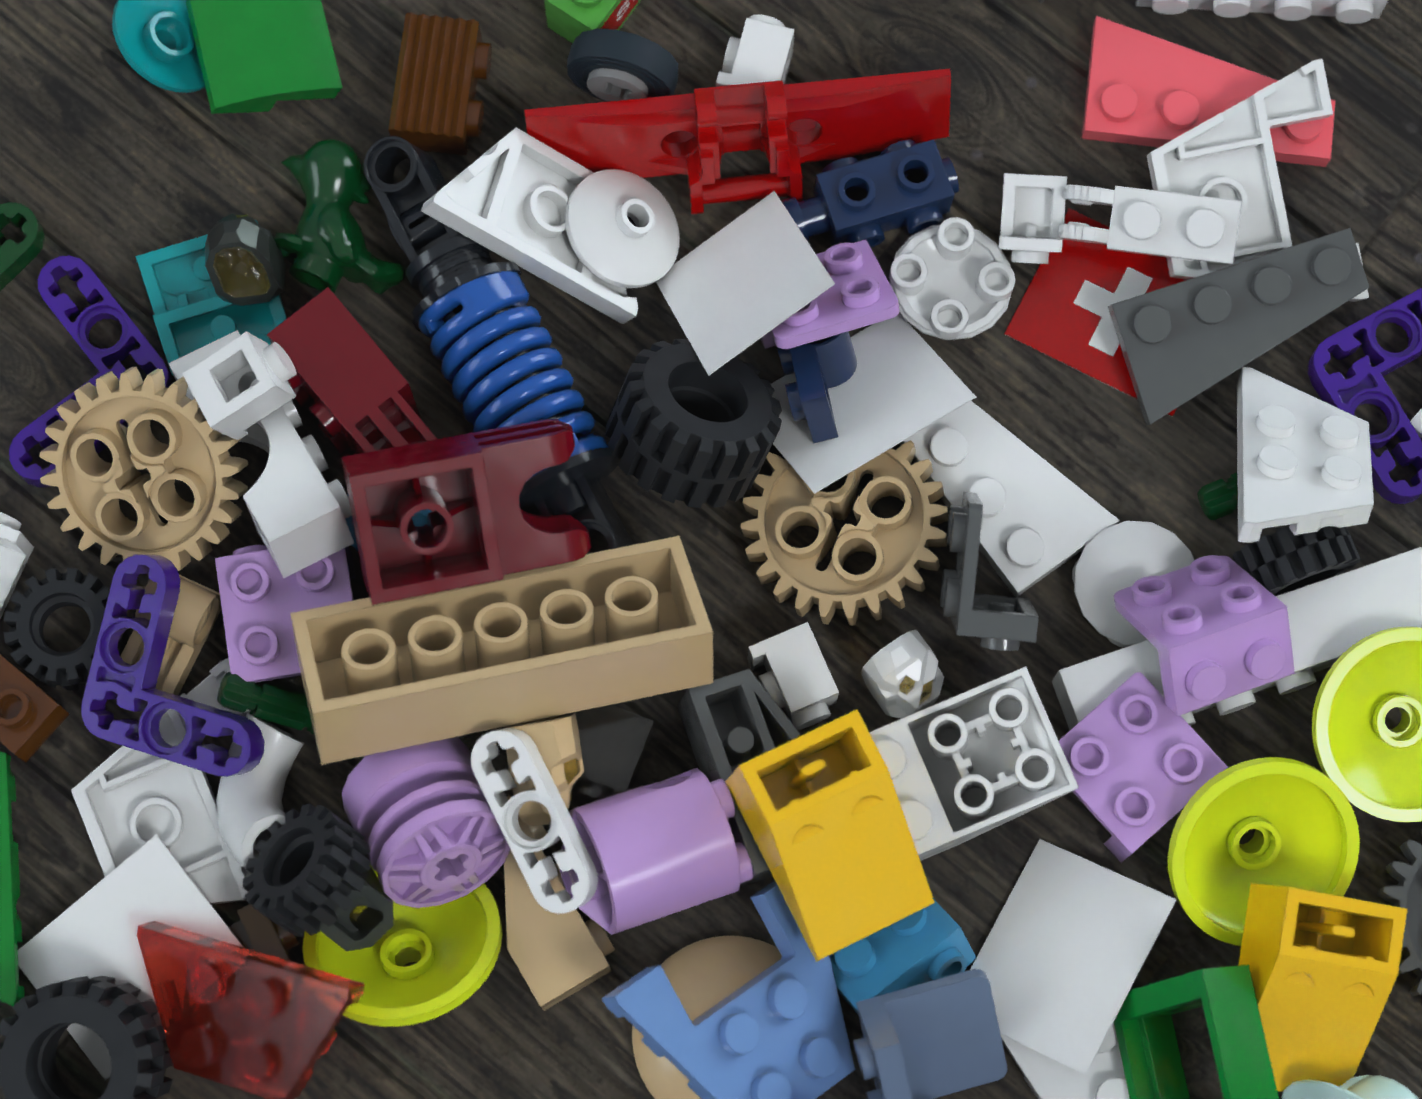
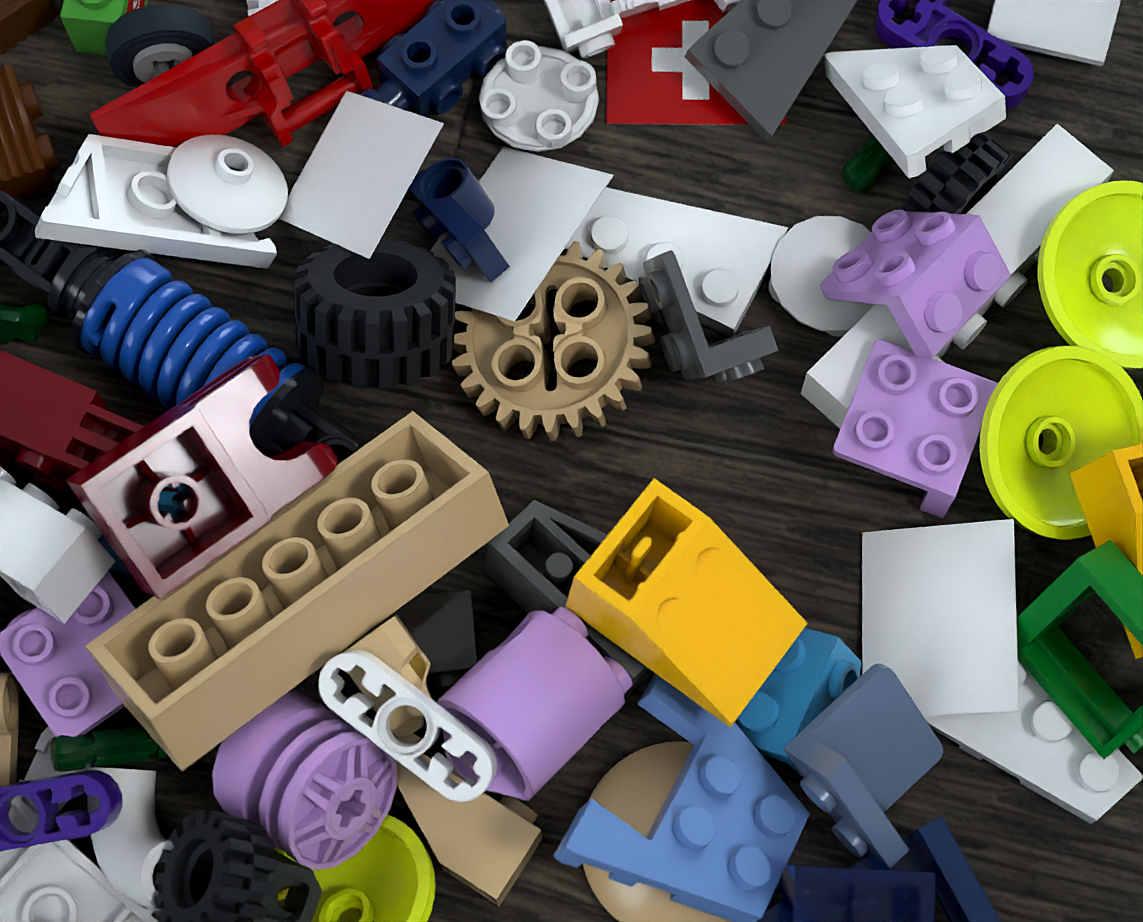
camera: 25 degrees left, 5 degrees down
(796, 675) = (577, 487): white brick -> none
(855, 301) = (460, 145): lavender bracket -> none
(904, 676) = (672, 446): white rock -> none
(974, 762) = (780, 481): white slope -> none

